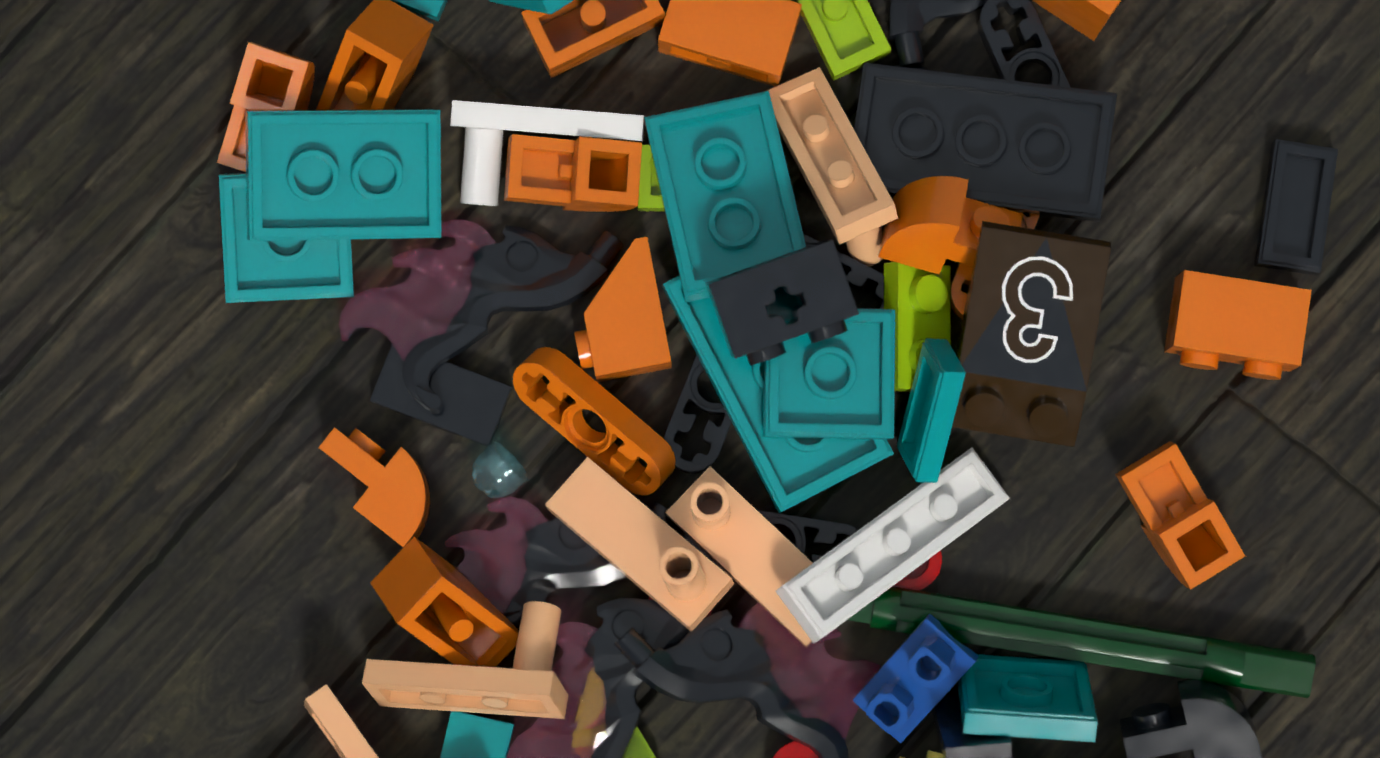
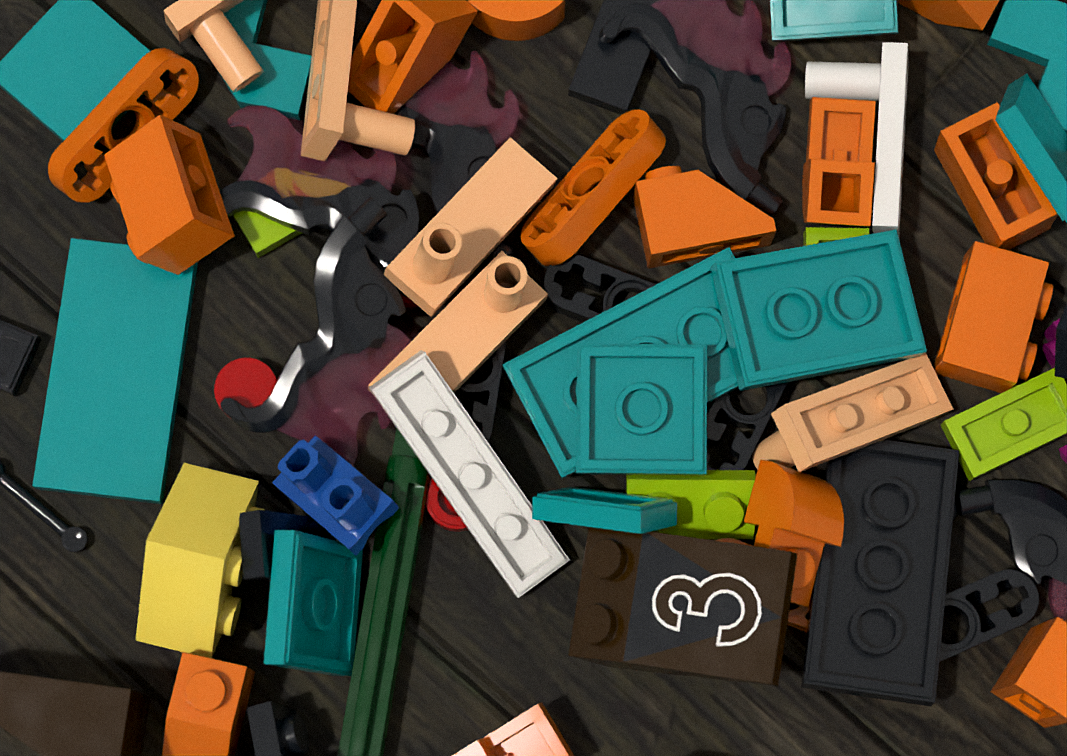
camera: 90 degrees right, 5 degrees down
(498, 472) = (544, 99): clear light blue hinge -> none
(809, 272) = (712, 311): black brick -> none

